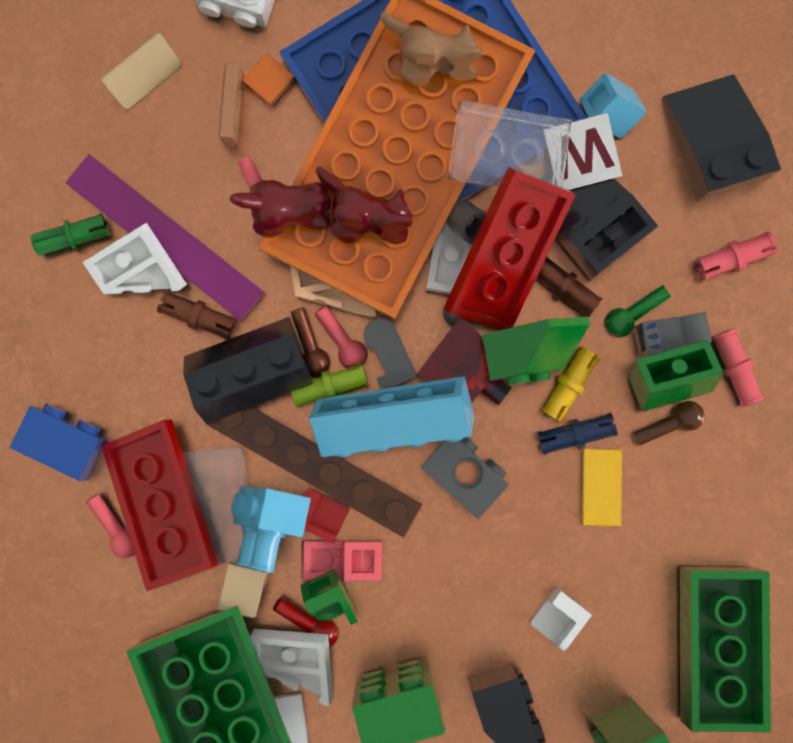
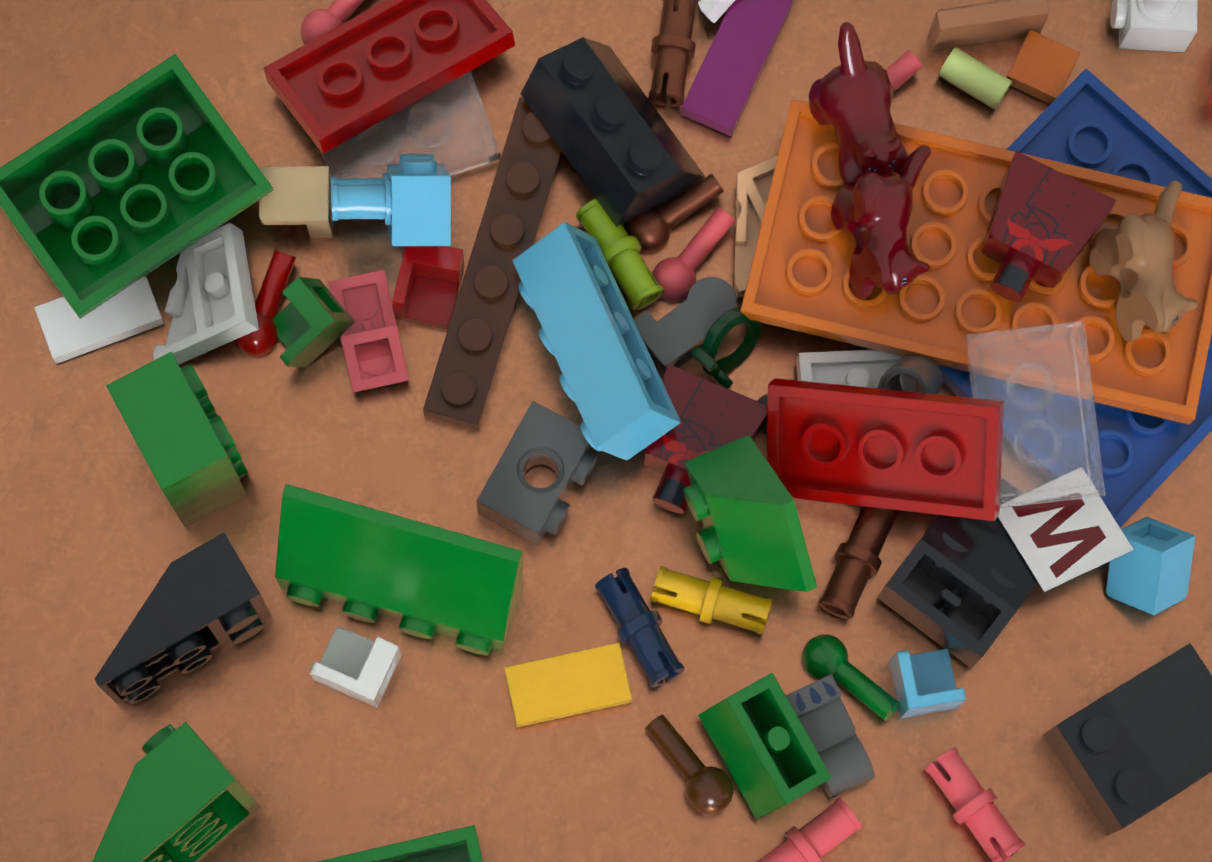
camera: 70 degrees right, 10 degrees down
(266, 124) = (975, 78): none -> yellowish green piece
(389, 110) = (1039, 225): none -> dark red torso
(414, 346) = (707, 352): none -> dark green piece
(513, 581) = (397, 570): none -> green slope
(655, 265) = (924, 683): none -> medium azure panel

